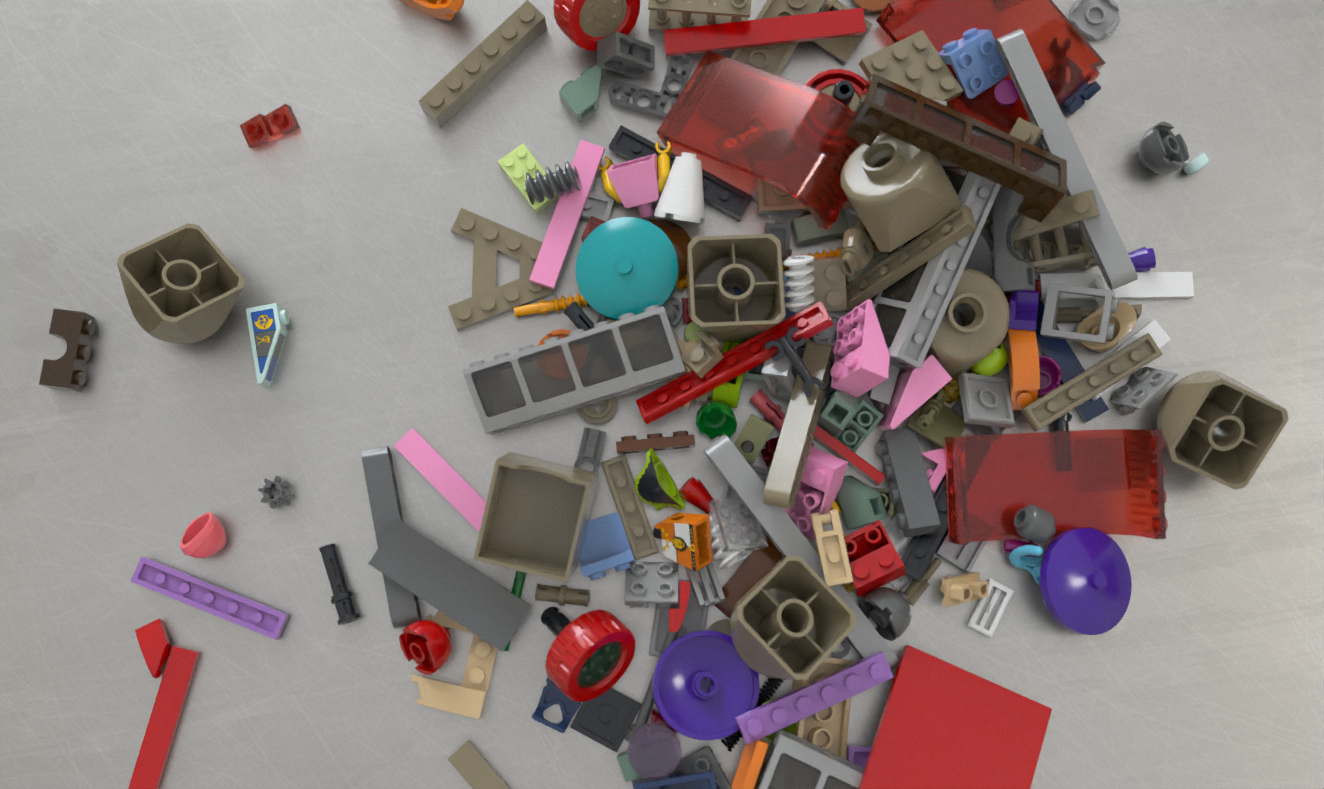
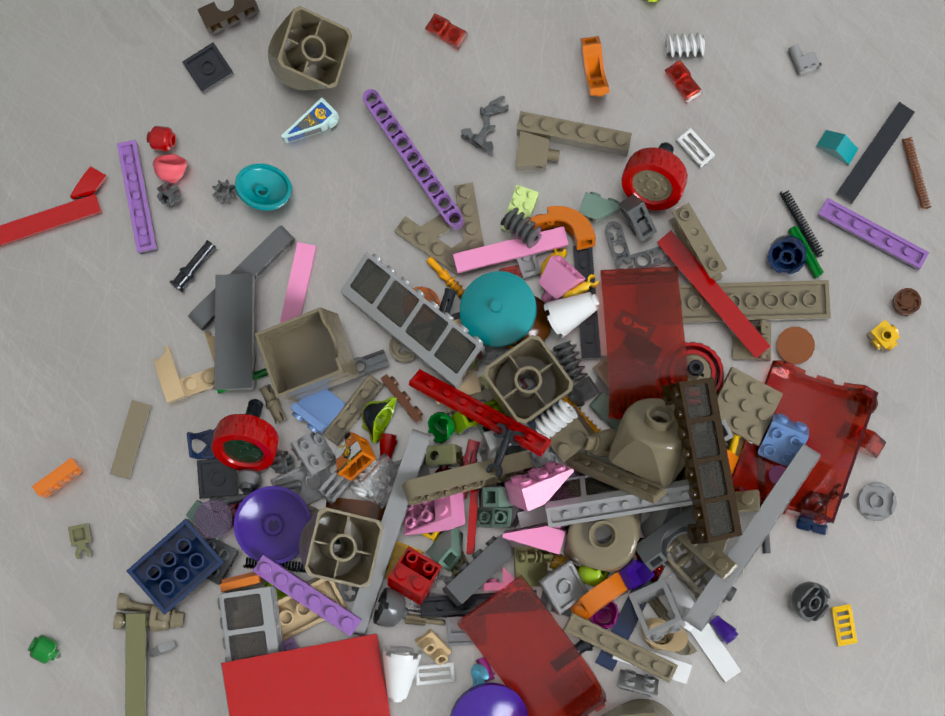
camera: 65 degrees right, 0 degrees up
(117, 418) = (207, 67): none -> black tile
(162, 524) = (161, 138): none -> red head
(233, 558) = (168, 193): none -> dark grey gear
(302, 443) = (263, 186): none -> teal dish
(377, 253) = (409, 151): none -> medium lavender beam
(418, 170) = (478, 139): none -> dark grey piece
(426, 644) = (190, 342): red cylinder -> none
(474, 120) = (534, 152): none -> dark tan torso
(585, 125) = (573, 221): none -> orange arch
(633, 681) = (248, 480): none -> flat silver cone
(640, 626) = (282, 462): none -> dark grey gear
(677, 615) = (303, 480): red slope -> none
(704, 355) = (472, 391): dark tan bracket -> none
(723, 228) = (569, 360): none -> dark grey piece
(831, 549) = (403, 546): tan plate -> none
(964, 644) = (399, 670): none -> white cone
(1035, 524) = (503, 666): dark grey head -> none
(1196, 164) = (815, 629): light aqua tile -> none
(1202, 122) = (833, 610): none -> yellow slope

